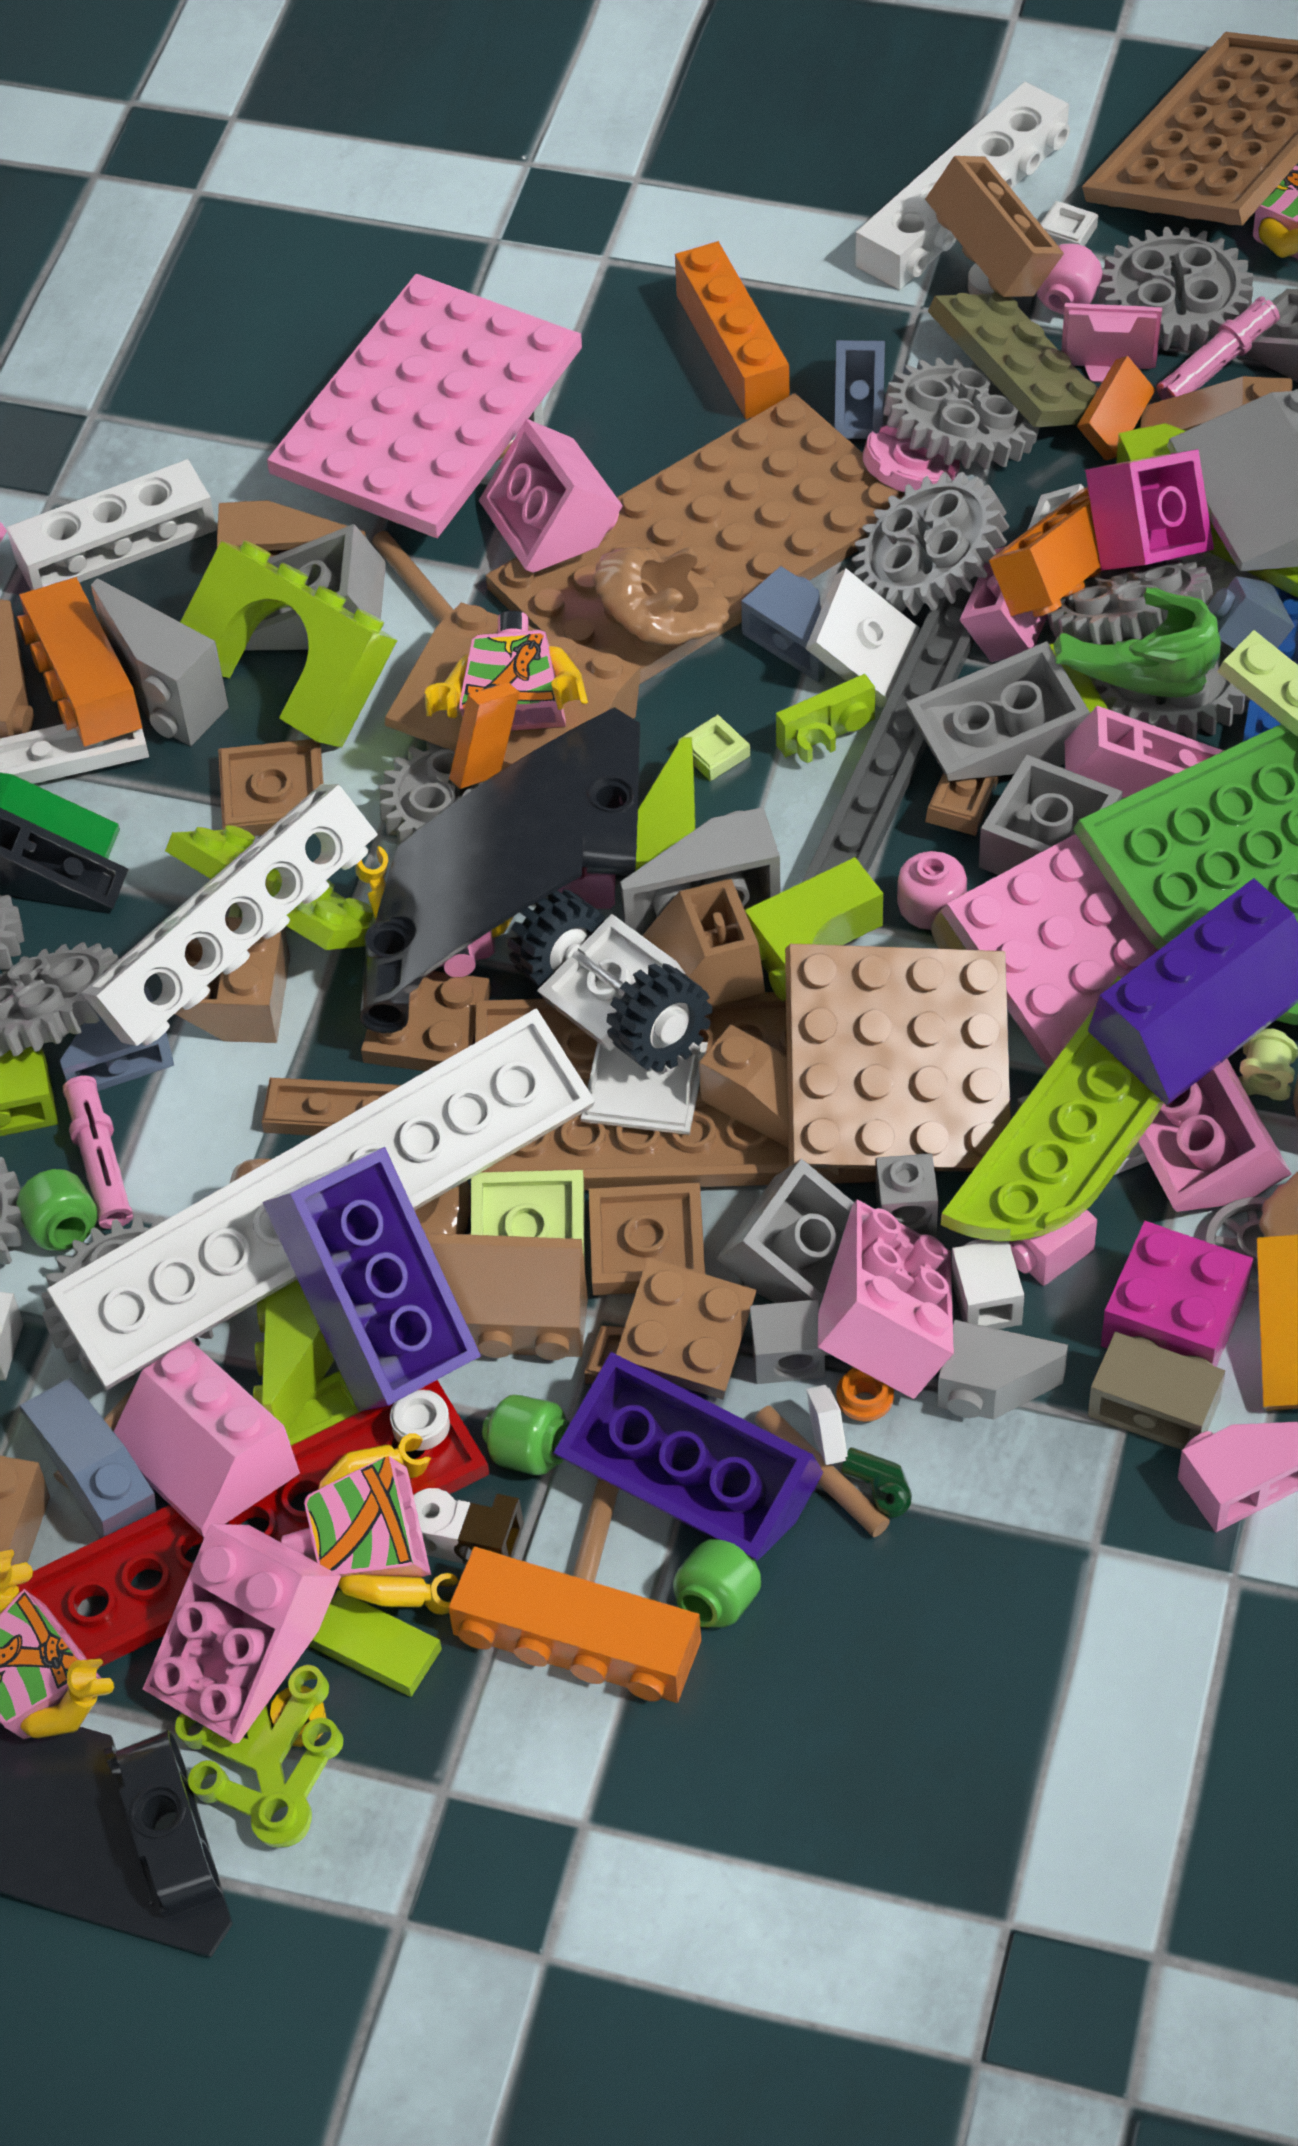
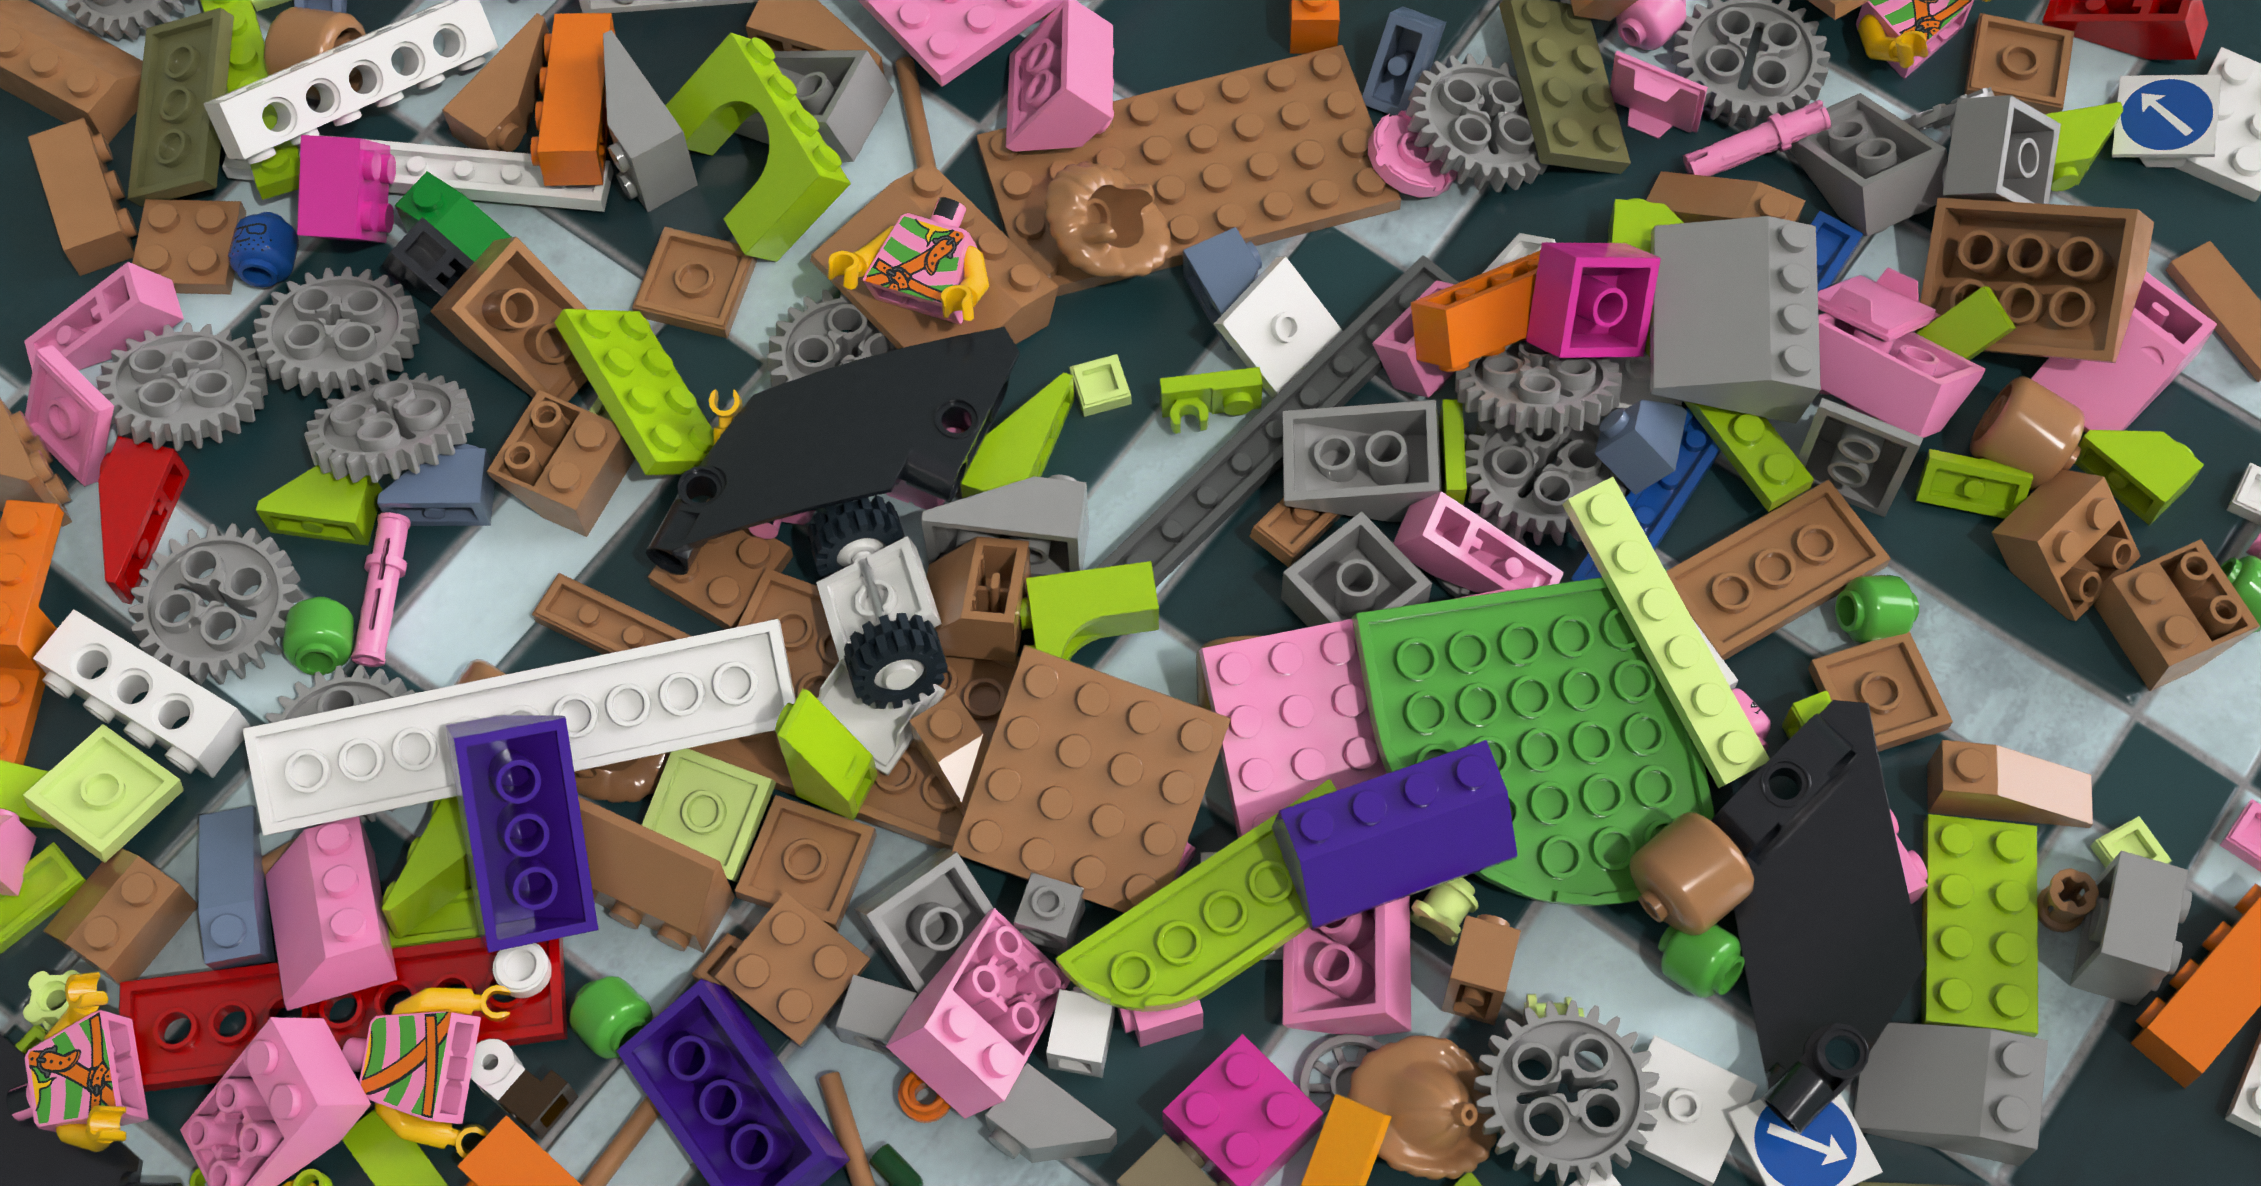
camera: 20 degrees right, 10 degrees up
(113, 862) = (507, 318): none -> medium nougat slope
(120, 990) = (483, 434): white brick -> none
(484, 735) = (873, 313): orange tile -> none
(634, 1121) = (824, 757): none -> lime slope
(827, 1424) = (870, 1117): white tile -> none
(927, 885) = (1219, 608): bright pink head -> none
(961, 537) = (1385, 252): light grey gear -> none
(1116, 406) = (1632, 165): orange tile -> none
(1162, 664) = (1533, 463): bright green hair -> none

